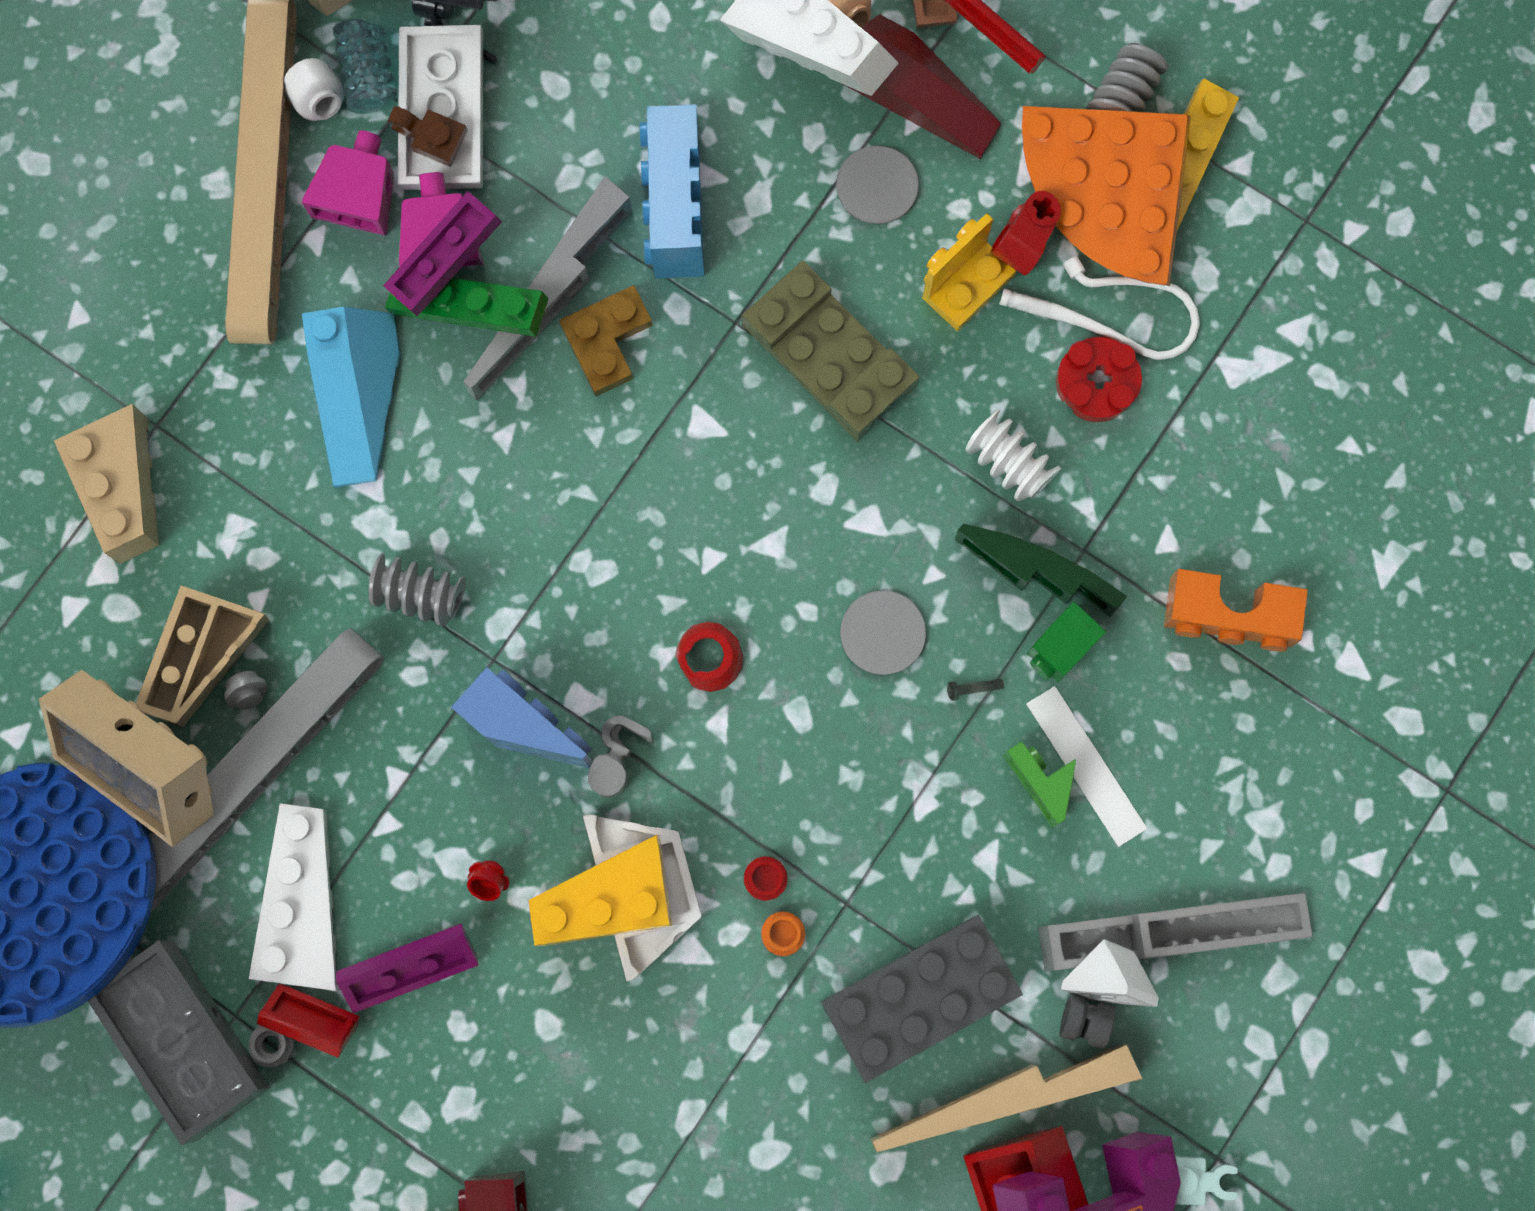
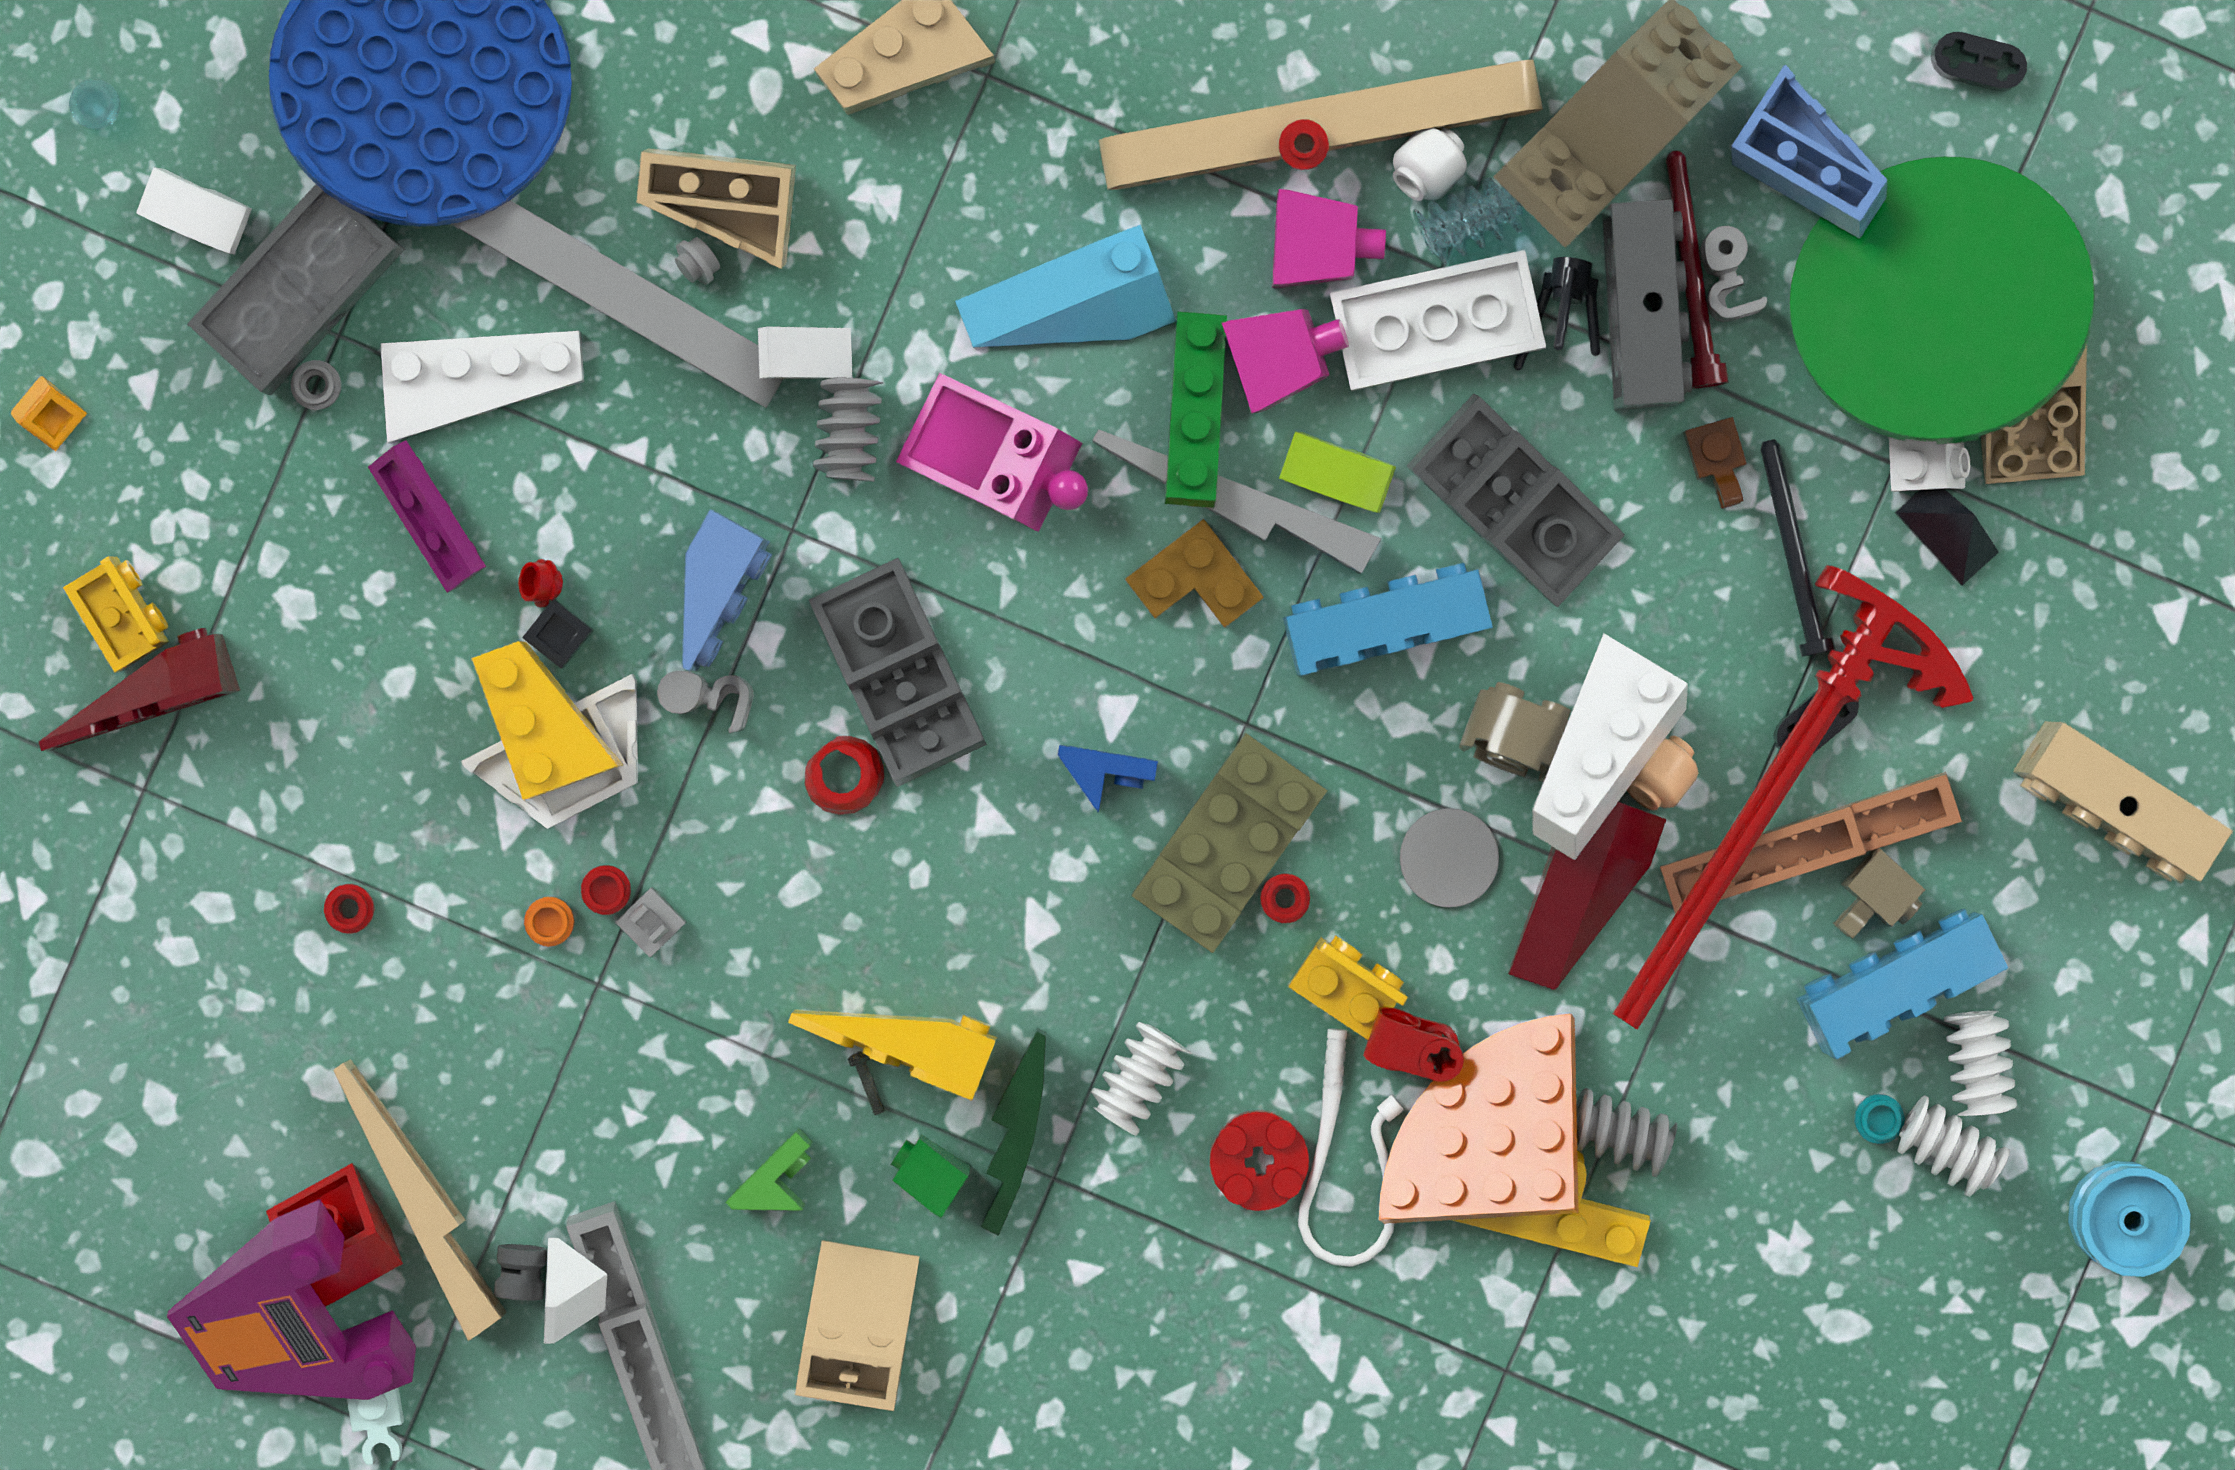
camera: 80 degrees right, 10 degrees up
(90, 1121) = (194, 210): none -> white slope
(128, 756) = (586, 161): tan brick -> none
(269, 184) = (1299, 160): none -> red plate
(308, 1020) = (349, 421): red tile -> none
(341, 613) = (804, 352): none -> white tile
(433, 136) = (1392, 326): reddish brown plate -> none
(442, 253) = (1241, 373): magenta plate -> none
(458, 483) = (994, 454): none -> dark pink slope
(534, 872) = (557, 633): none -> black plate
(544, 207) = (1337, 472): none -> lime slope
(598, 77) = (1515, 500): none -> dark grey slope
(631, 592) = (897, 672): none -> dark grey slope
(731, 1125) = (334, 914): none -> red plate
(746, 447) = (1090, 766): none -> blue slope
(786, 102) = (1514, 731): none -> dark tan brick
(801, 845) = (651, 922): none -> light grey tile
(883, 632) = (911, 967): light grey piece -> none
(889, 305) = (1293, 912): none -> red plate
(921, 998) = (507, 1085): dark grey brick -> none
(956, 620) = (935, 1049): none -> yellow wedge
(1090, 769) = (804, 1227): white sticker -> none
(1185, 734) = (857, 1325): none -> tan slope
(1197, 608) = (1011, 1404): orange arch -> none

